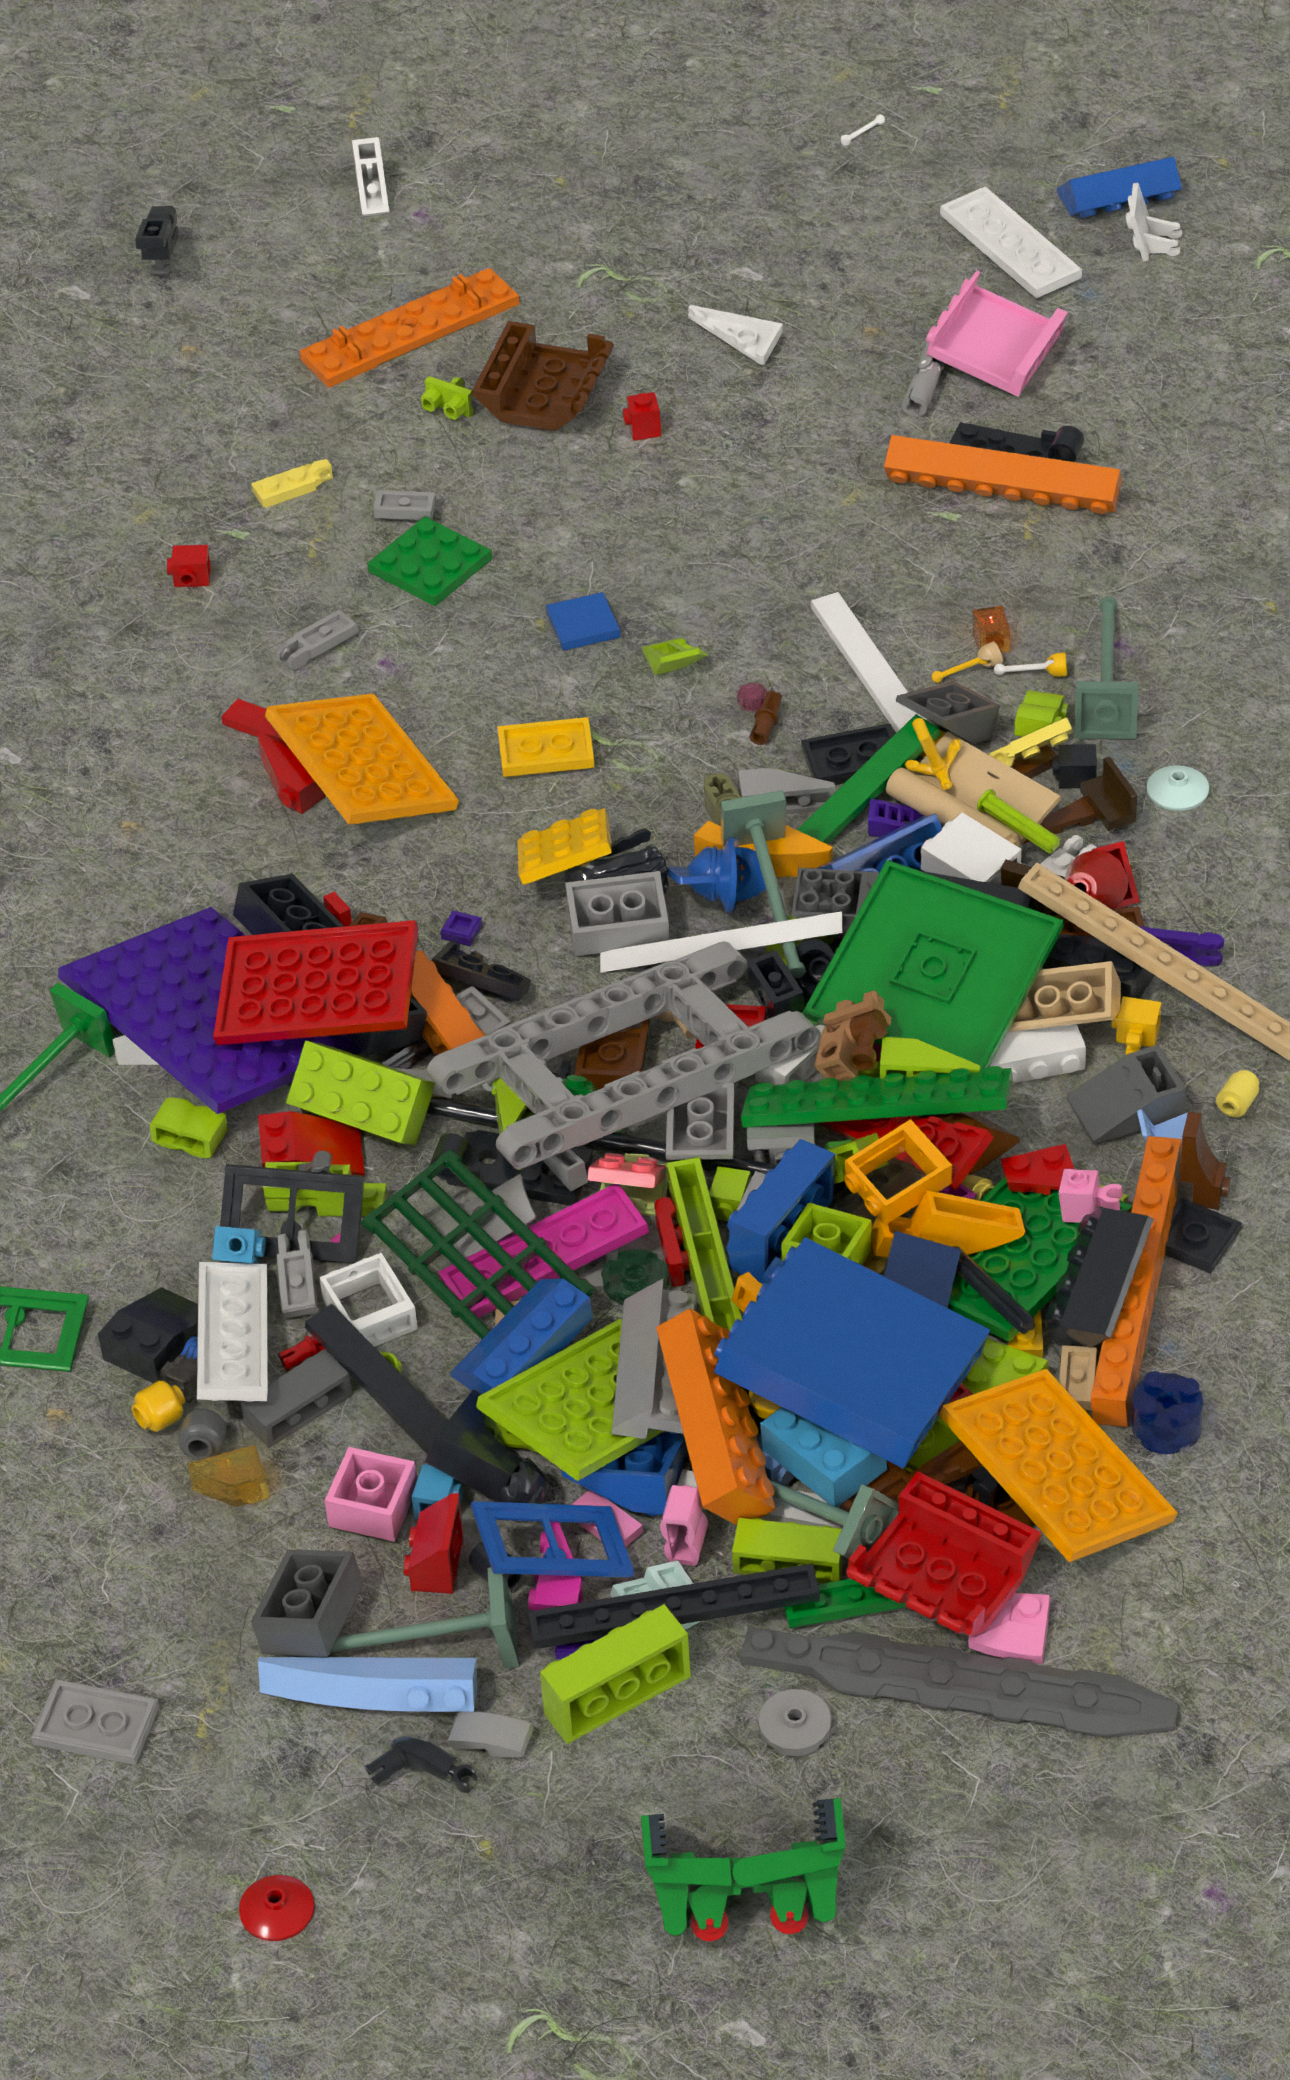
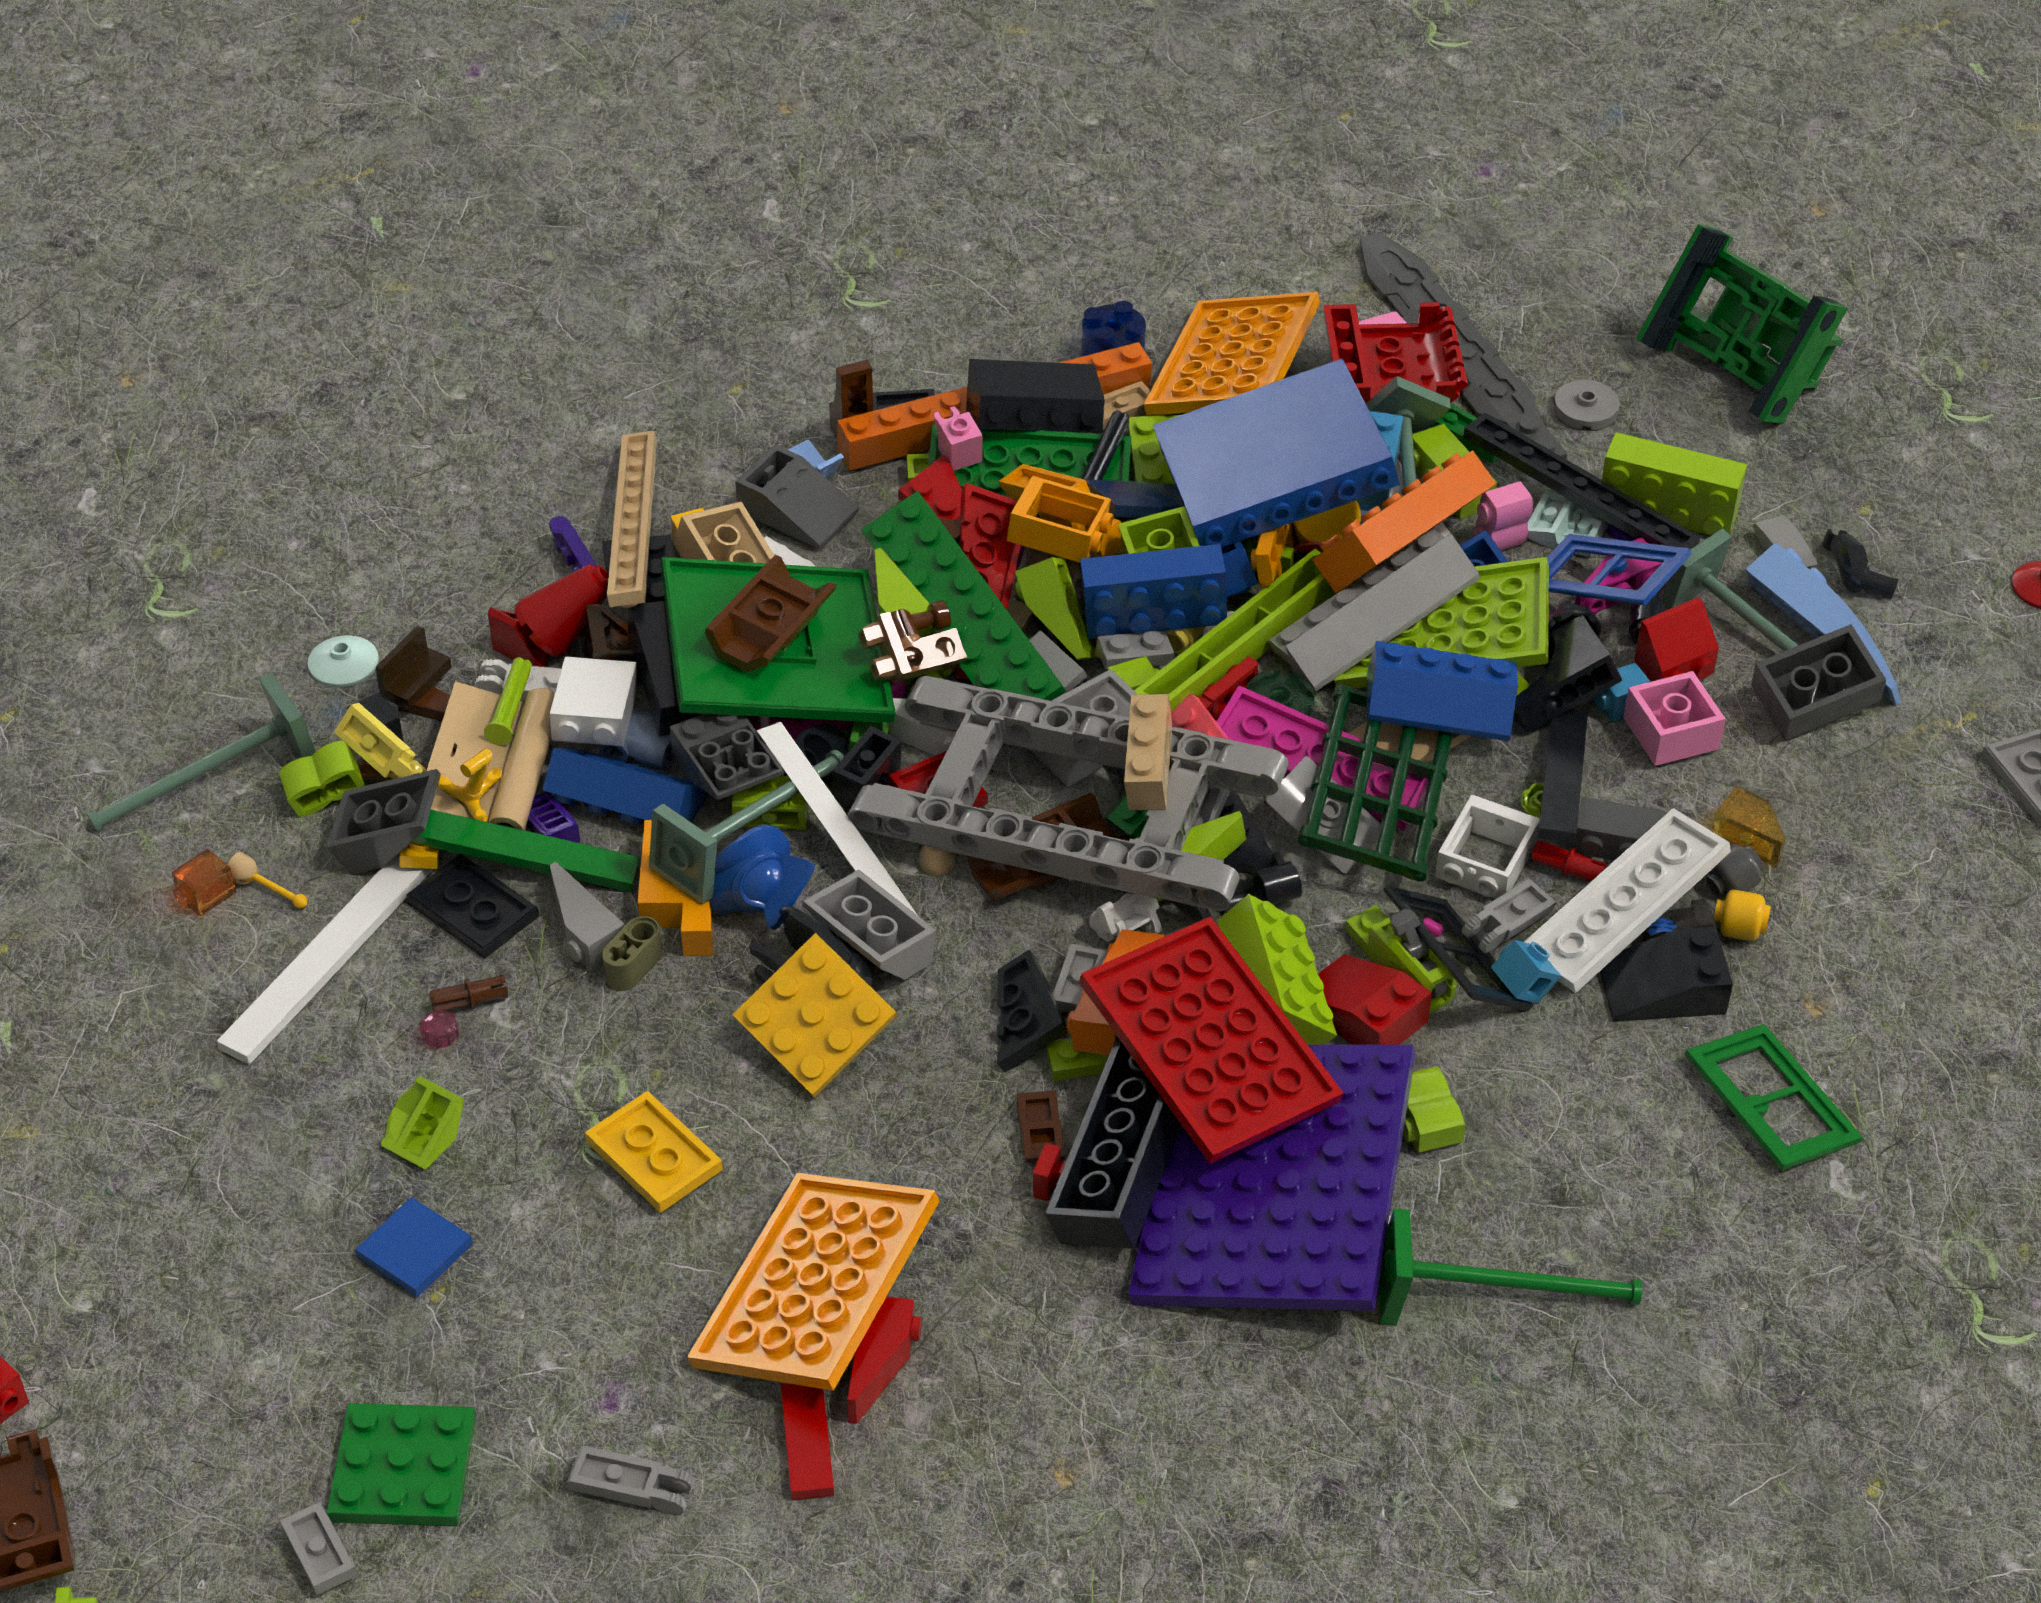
camera: 130 degrees left, 0 degrees up
(461, 928) = (970, 1073): dark purple tile -> none
(582, 1066) = (1148, 752): none -> tan brick
(945, 953) = (765, 617): none -> reddish brown piece
(1055, 665) = (222, 813): hinge -> none
(1238, 1093) = (728, 447): light yellow brick -> none

